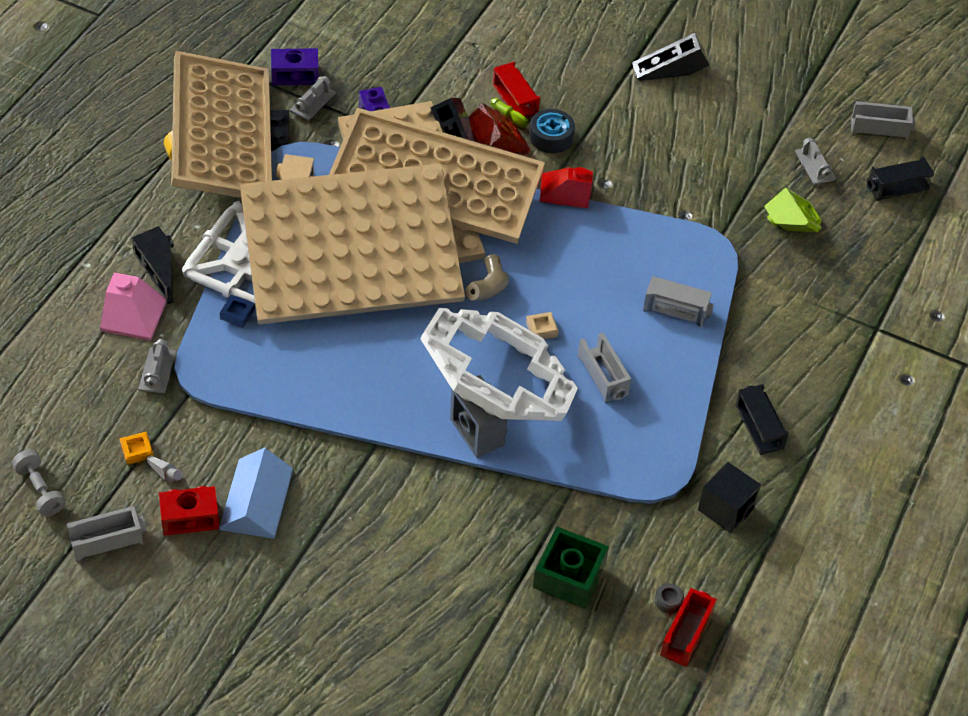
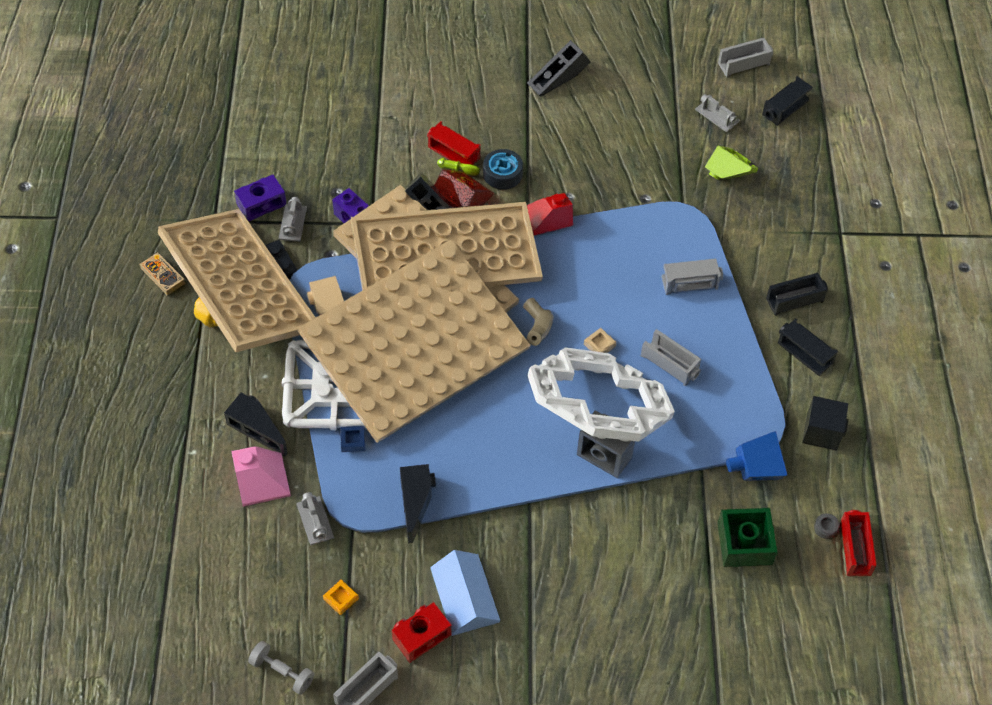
camera: 25 degrees left, 5 degrees up
(160, 98) = (162, 274): none -> tile
(165, 469) = (378, 606): light grey bar -> none
(261, 387) = (416, 495): none -> black slope
(633, 500) = (759, 459): none -> blue torso
(785, 364) = (796, 293): none -> black window

